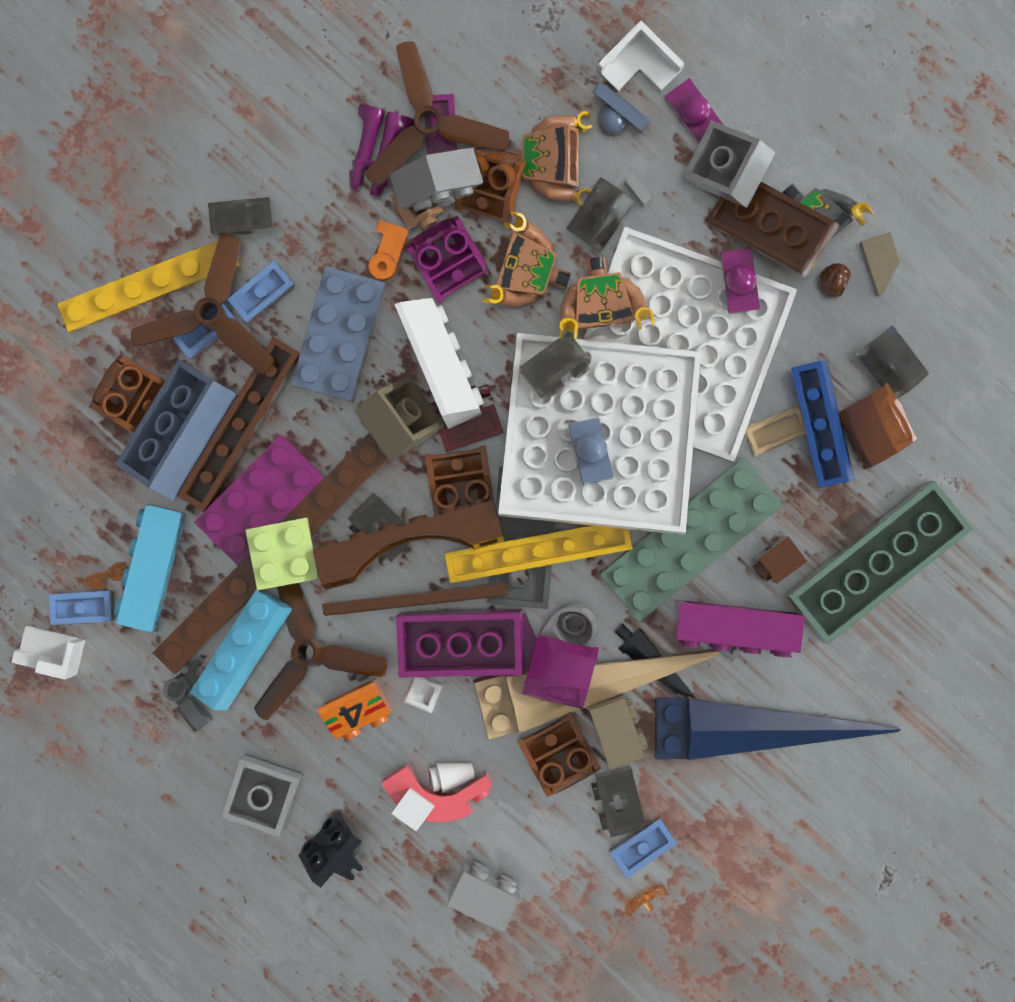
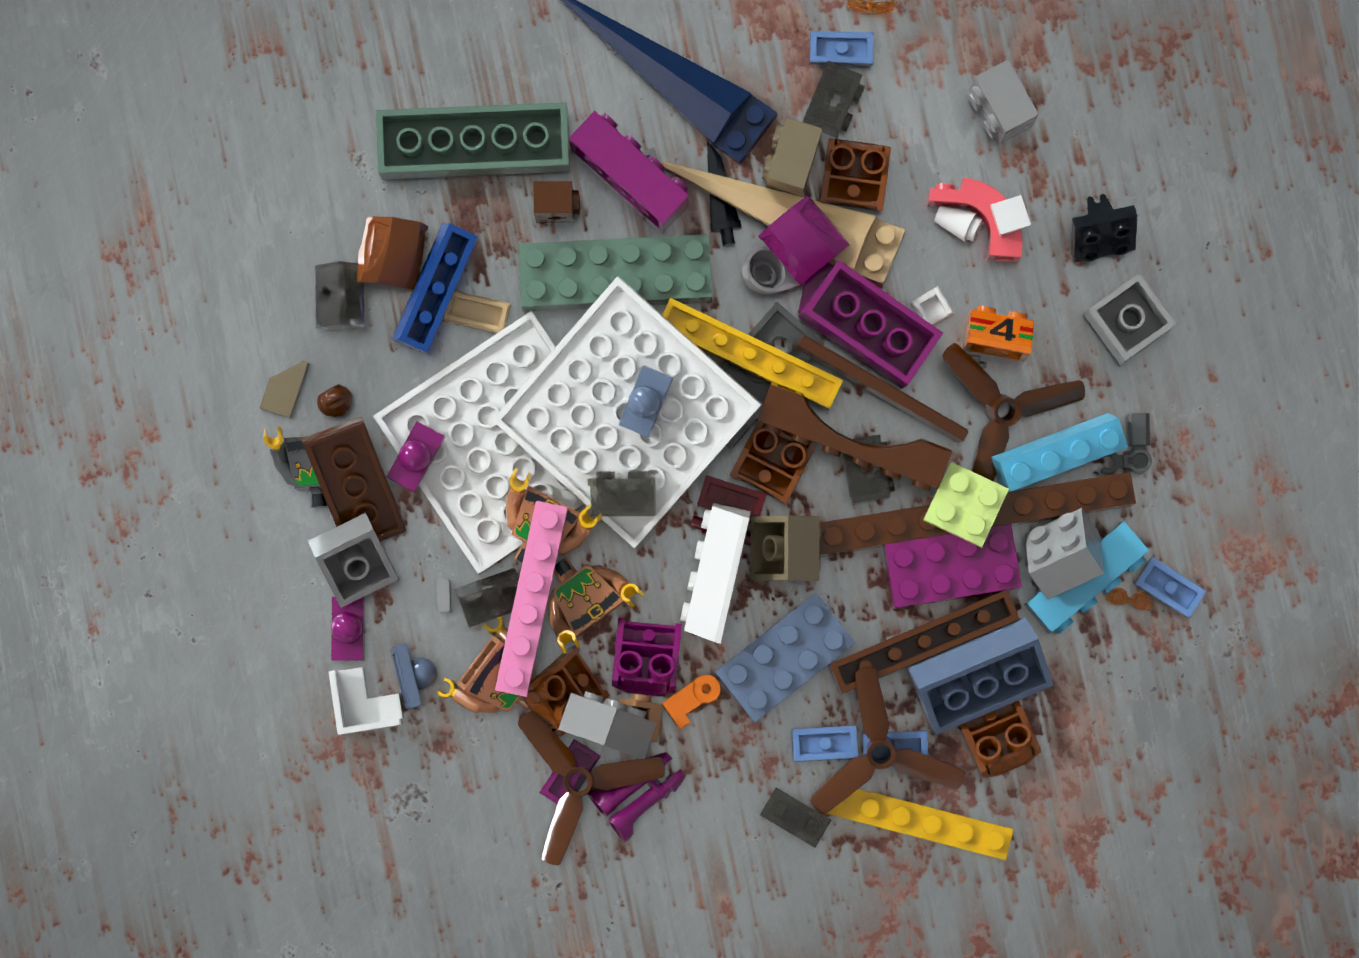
camera: 145 degrees left, 5 degrees down
(49, 652) = (1222, 568): white panel -> none
(178, 571) = (1064, 553): none -> light grey brick
(567, 232) = (531, 598): none -> bright pink plate

